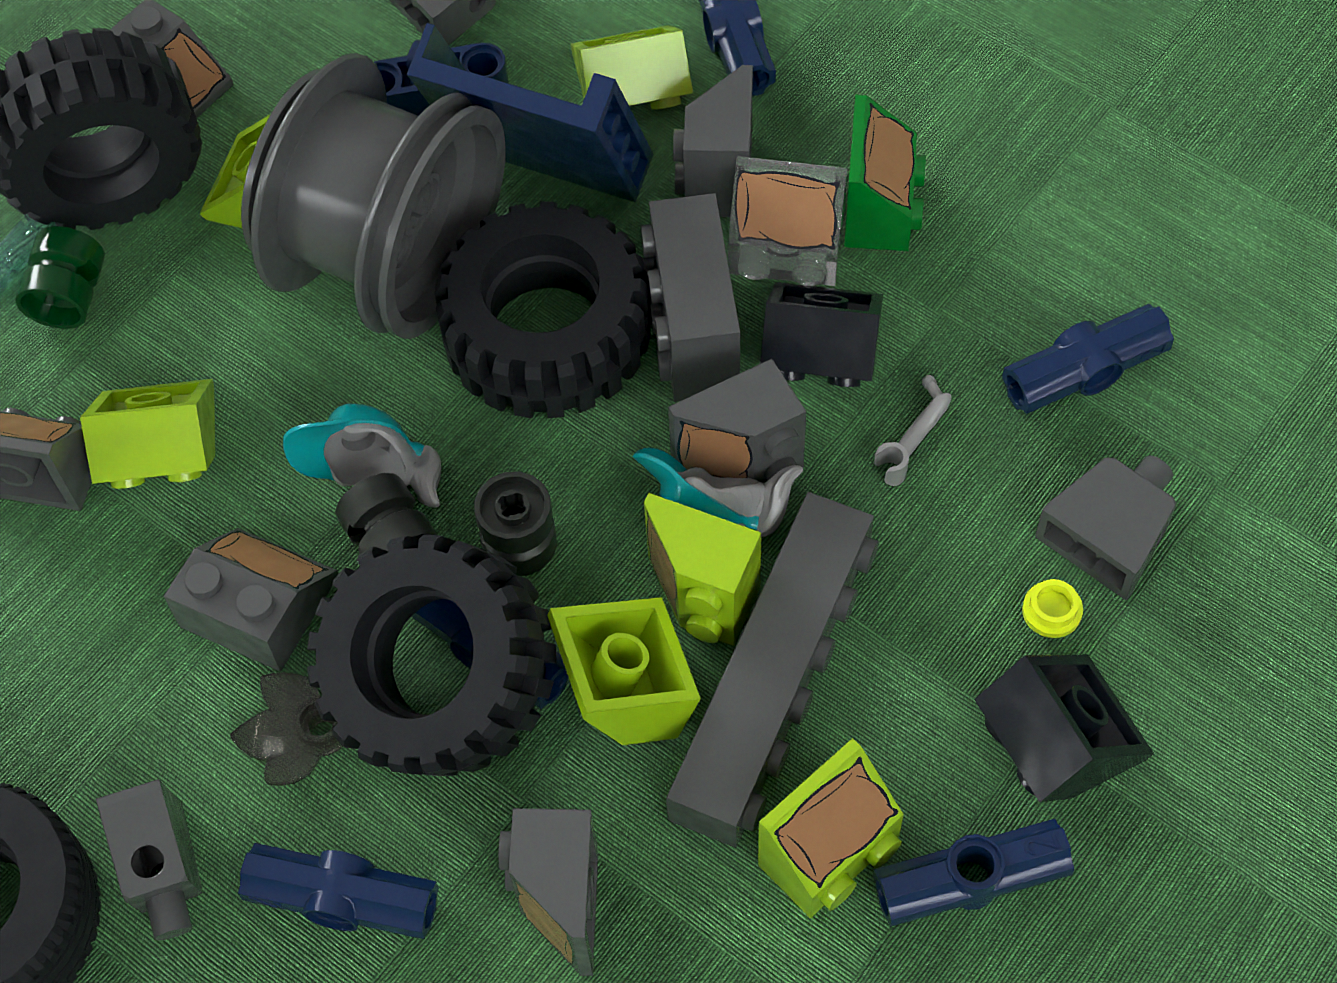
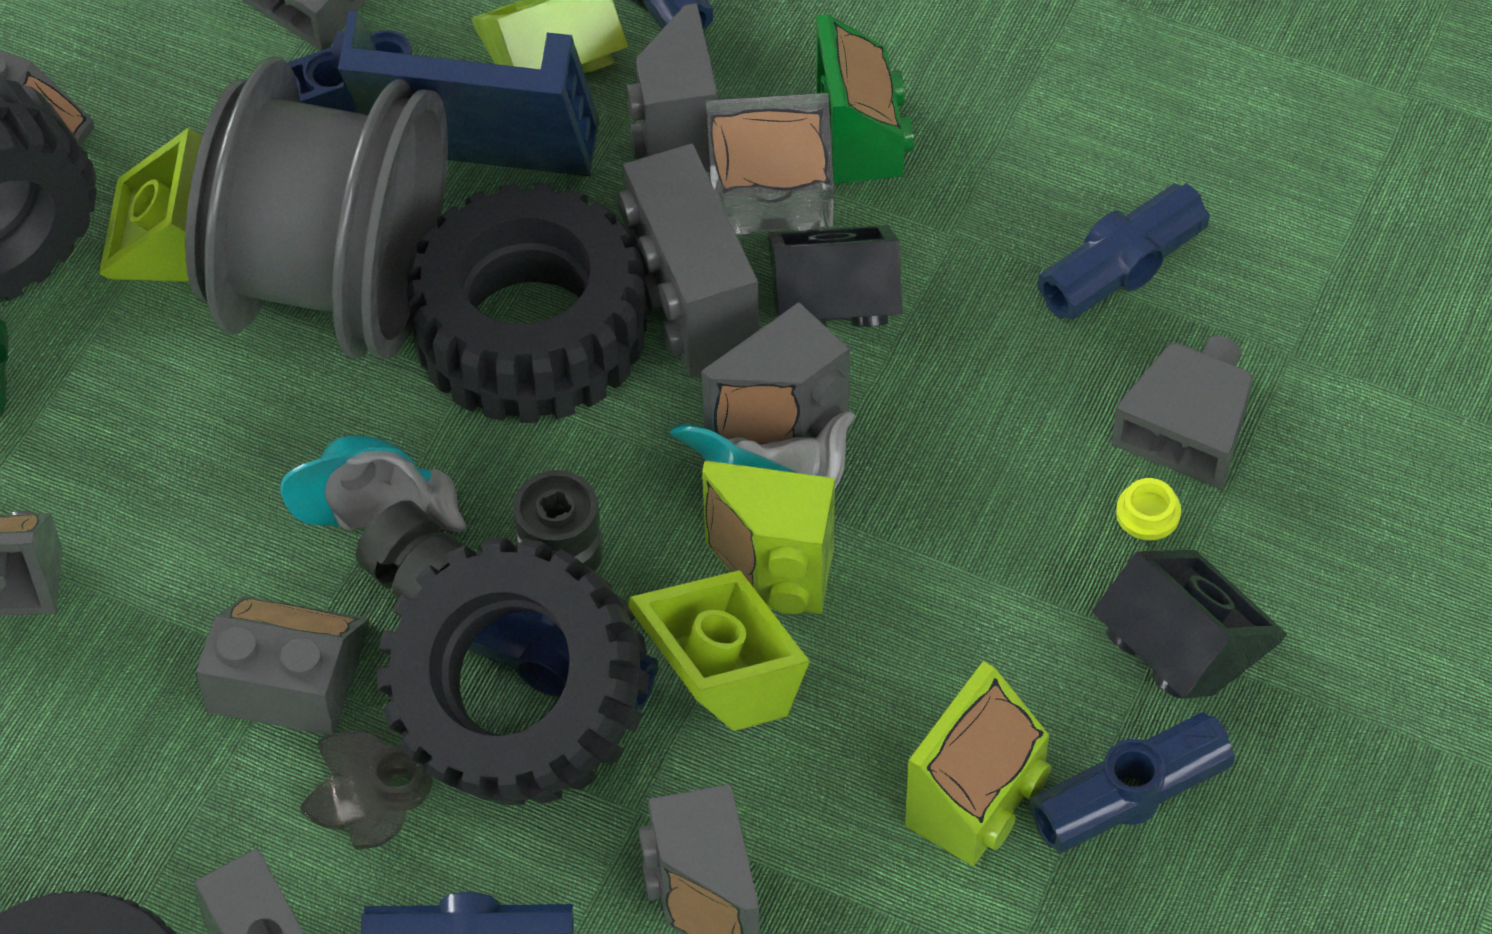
camera: 15 degrees left, 5 degrees down
(150, 433) = (121, 513): lime slope -> none
(771, 671) = (871, 626): dark grey brick -> none
(899, 452) = (948, 383): light grey piece -> none

